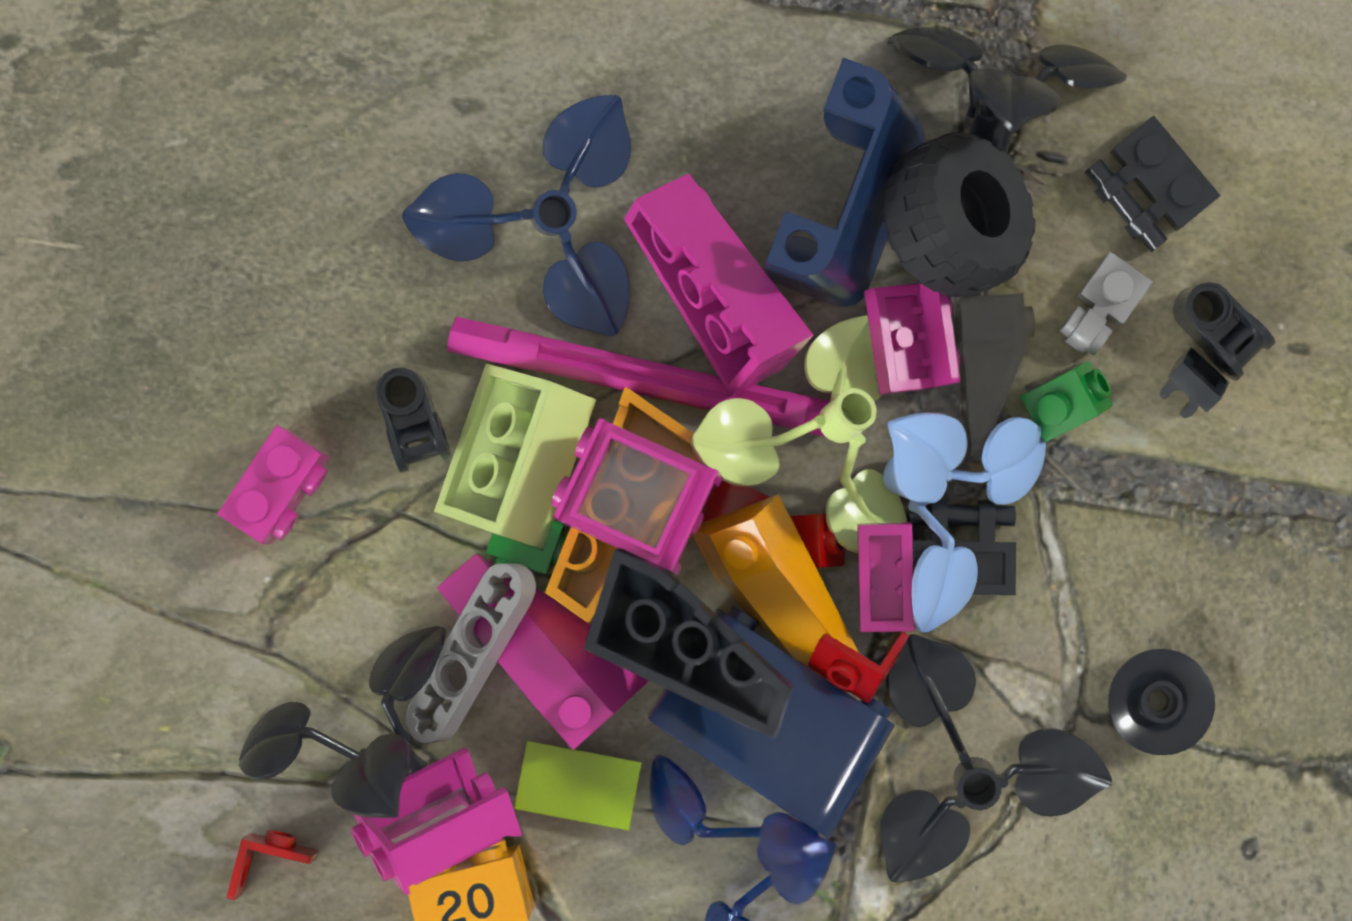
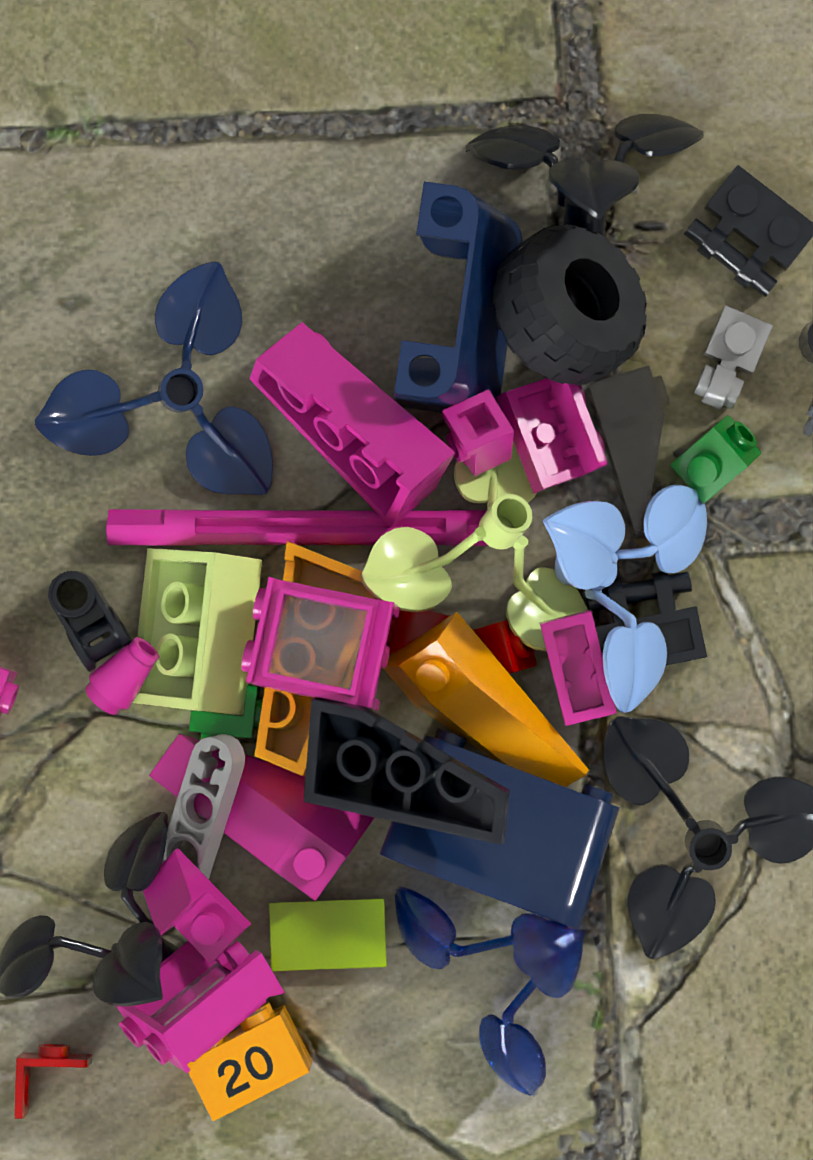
camera: 10 degrees left, 0 degrees up
(430, 485) = (122, 676): none -> dark pink cone
(451, 728) = (194, 906): none -> dark pink slope
(840, 322) = (479, 433): none -> dark pink brick
(850, 669) = (566, 764): red bracket -> none

